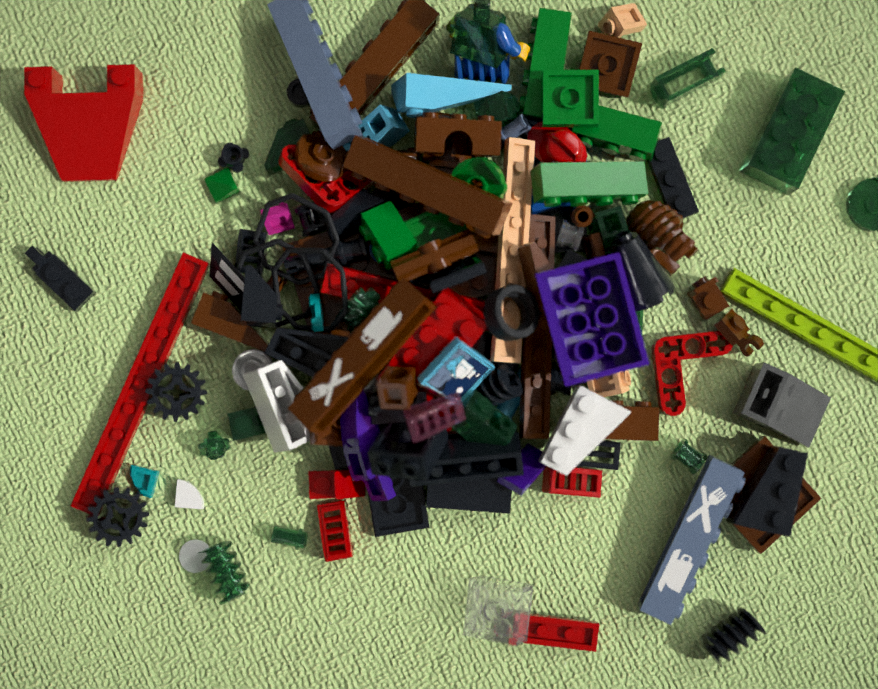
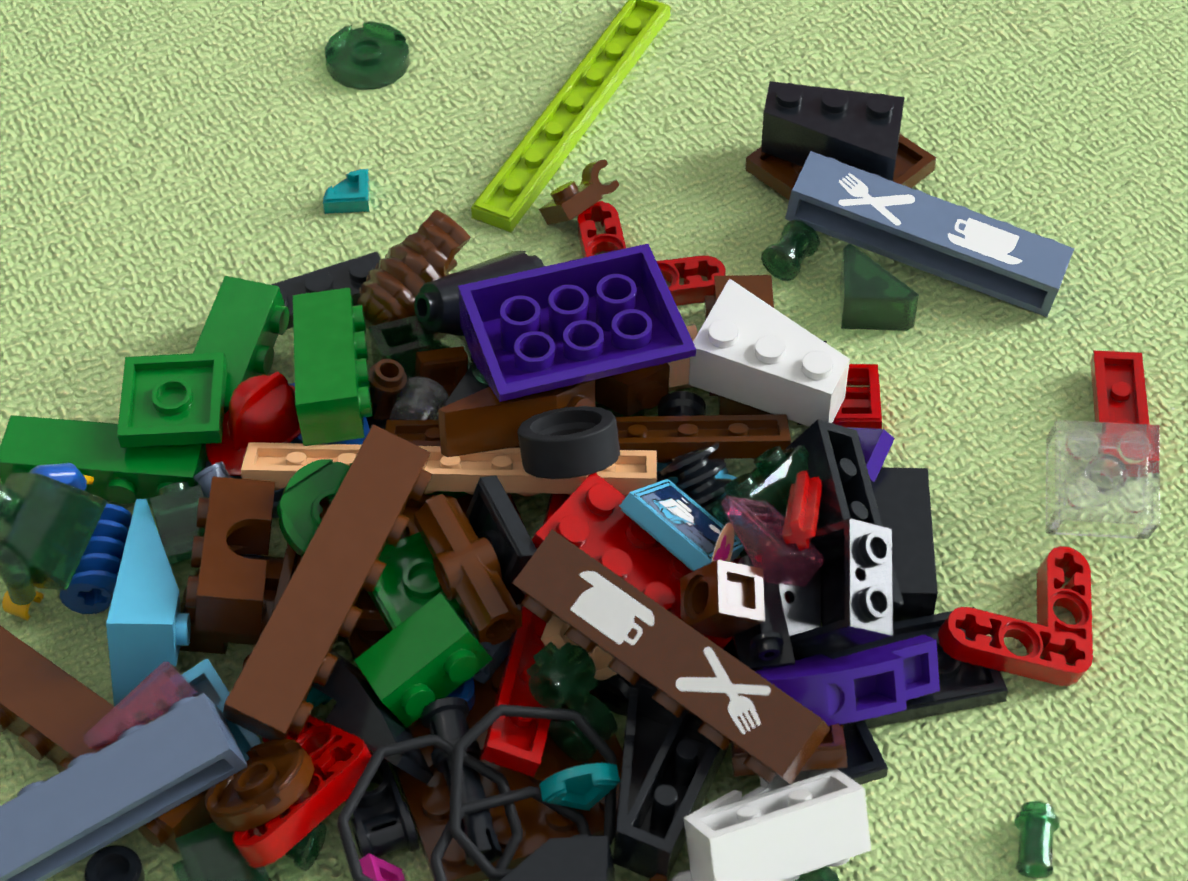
camera: 90 degrees left, 35 degrees down
(326, 543) = (1024, 738): red slope -> none
(334, 484) = (916, 769): red slope -> none
(366, 102) = (142, 705): none -> clear pink slope
(406, 566) = (1039, 639): none -> red beam
(449, 435) = (802, 511): none -> red axle
(614, 59) = (93, 367): reddish brown plate -> none
(622, 21) = (37, 364): light nougat bracket -> none
(650, 498) = (873, 296): none -> clear green slope
(702, 62) = (162, 303): clear green window -> none
(707, 297) = (525, 233): reddish brown bracket -> none
(732, 635) = (1074, 187): black piece -> none
(751, 195) = (349, 194): none -> teal tile
(782, 403) = (688, 146): dark grey slope -> none
(792, 131) = (247, 140): clear green brick -> none

